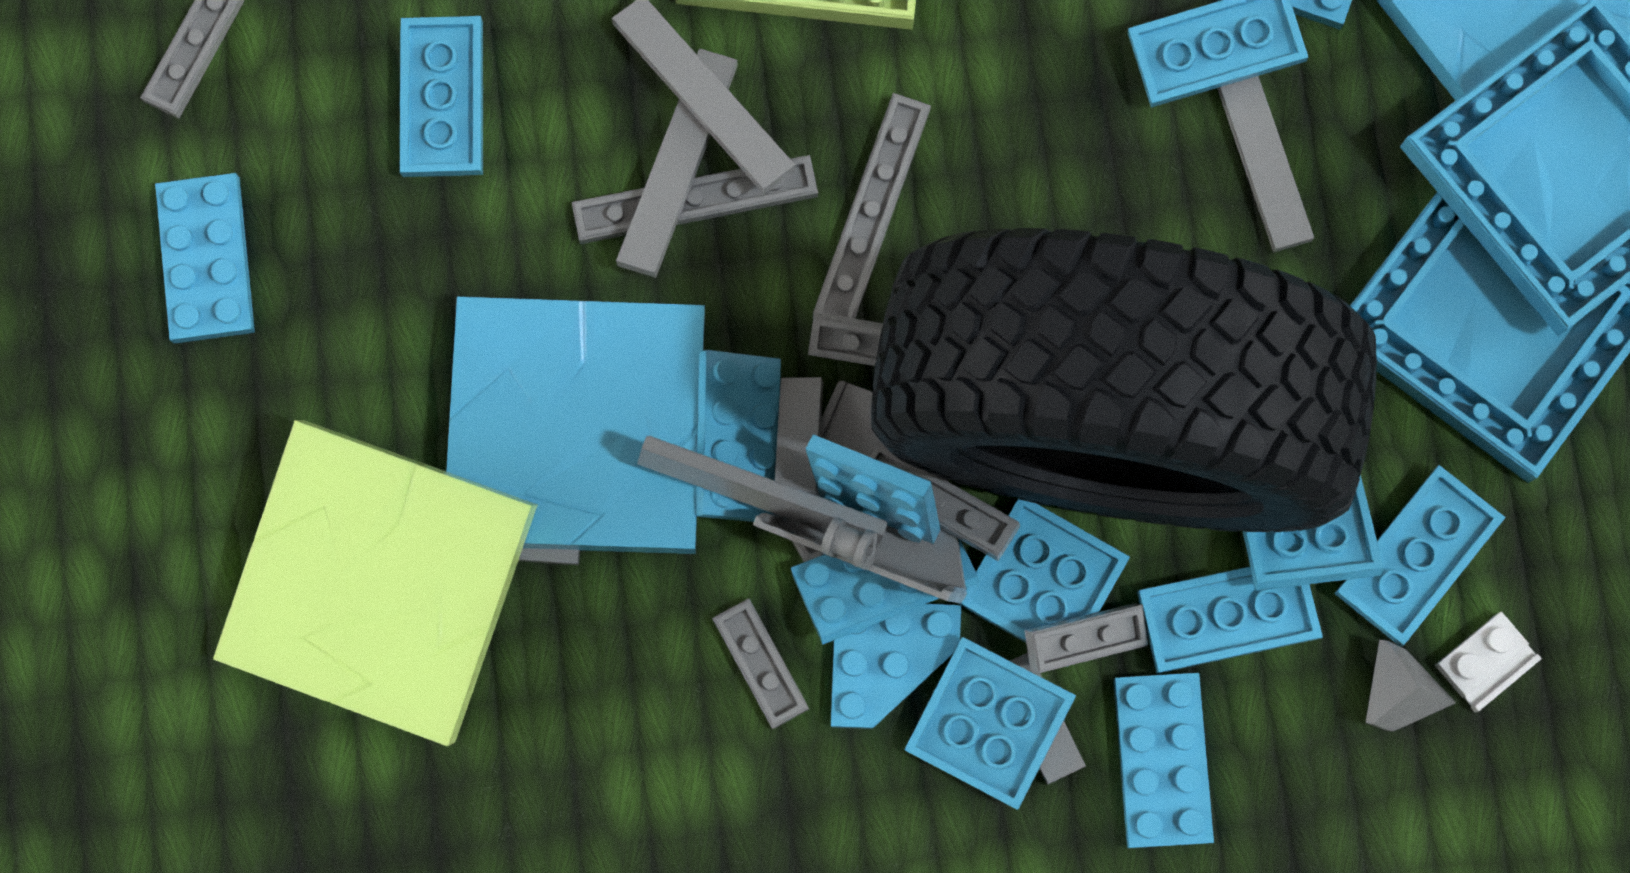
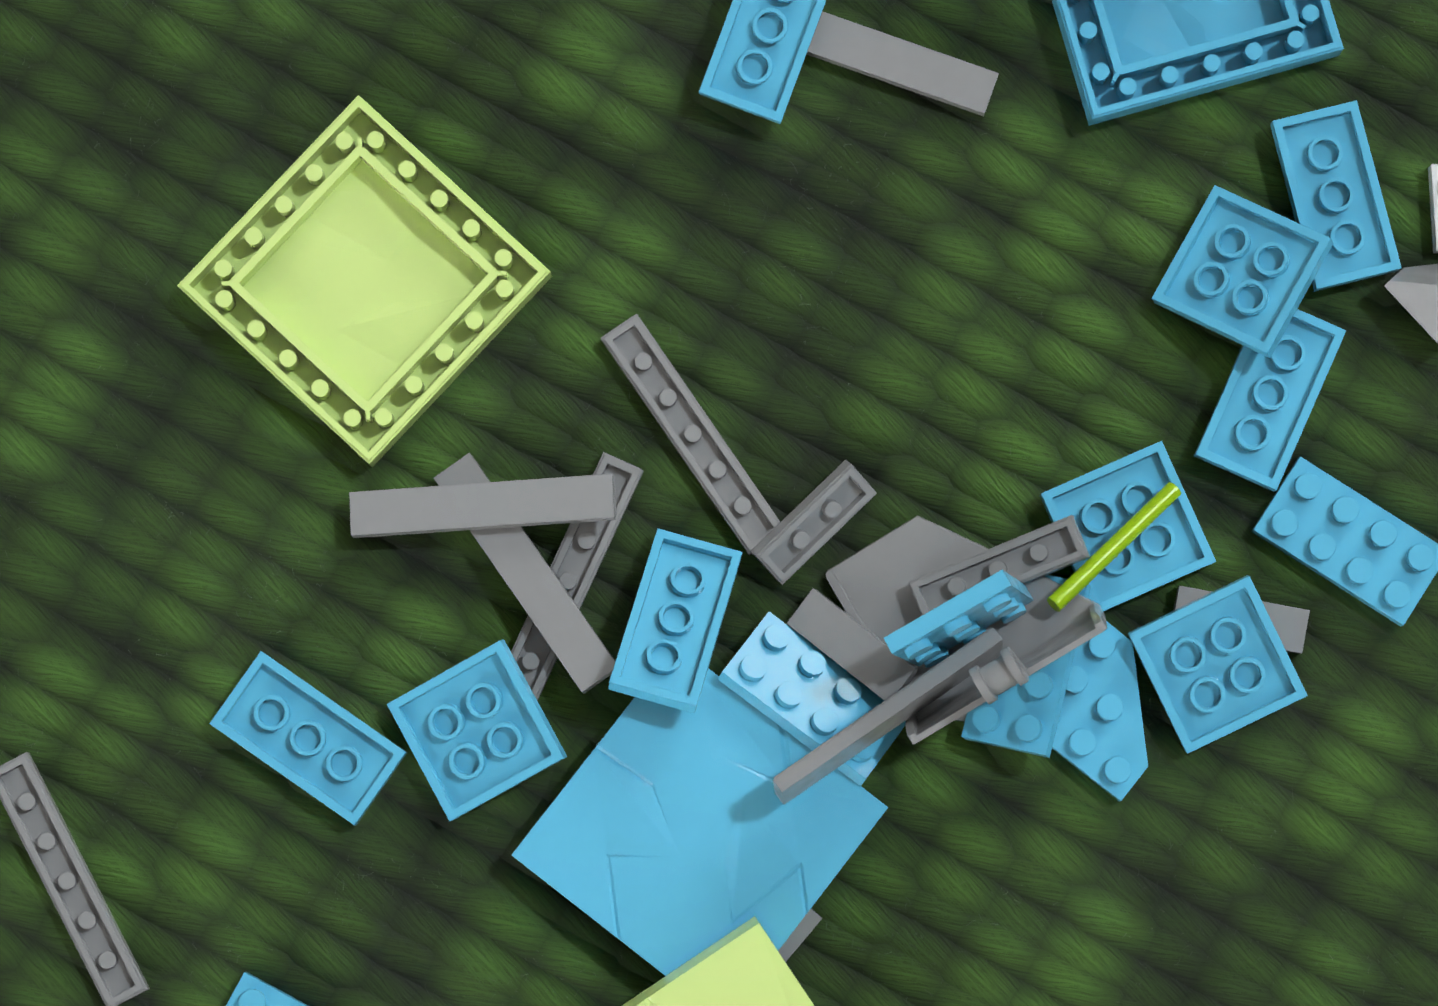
camera: 55 degrees left, 5 degrees up
(534, 209) = (477, 730): none -> medium azure plate
(719, 290) = (675, 621): none -> medium azure plate
(760, 664) = (1023, 822): light grey tile -> none
(1019, 574) = (1113, 546): none -> lime bar
(1086, 638) = (1205, 529): light grey tile -> none
(1126, 379) = (1052, 353): black tyre -> none

